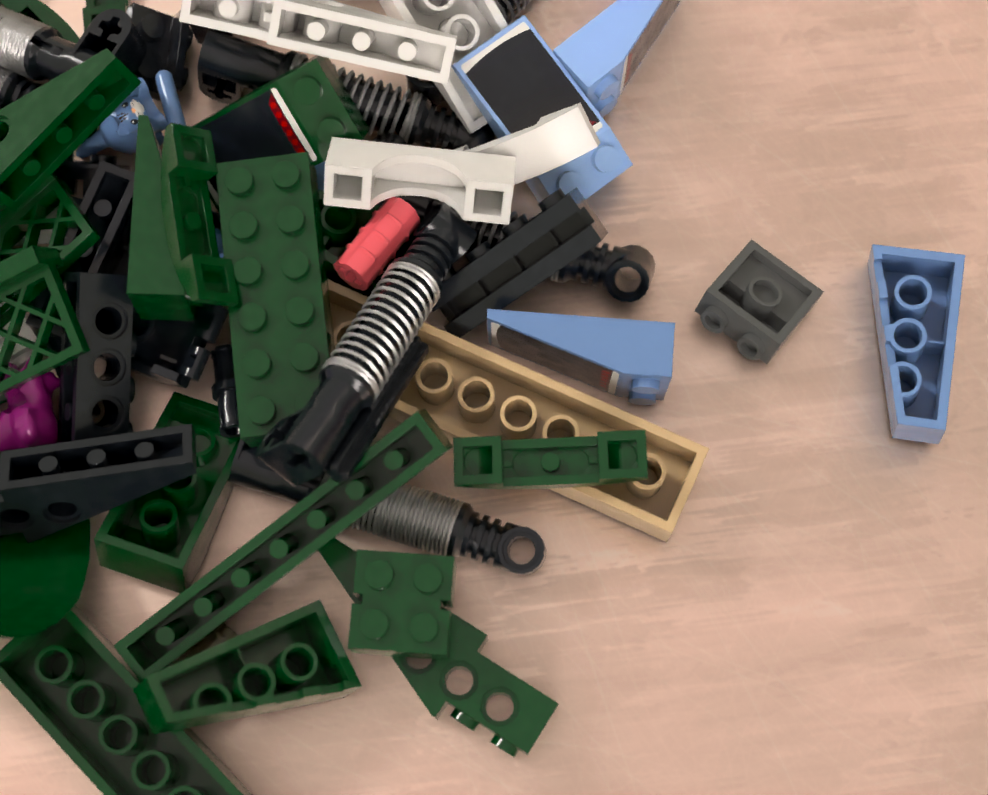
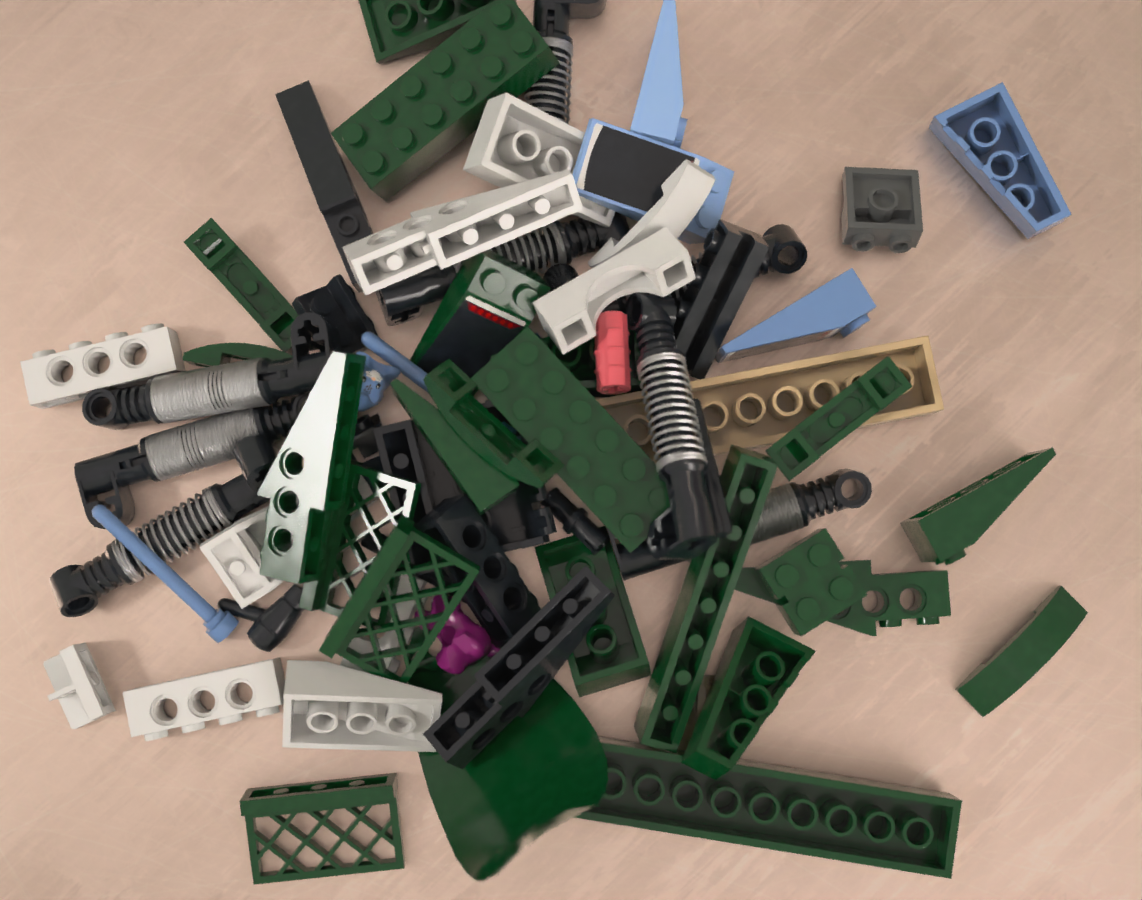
camera: 40 degrees left, 10 degrees up
(613, 657) = (962, 518): none -> dark green slope

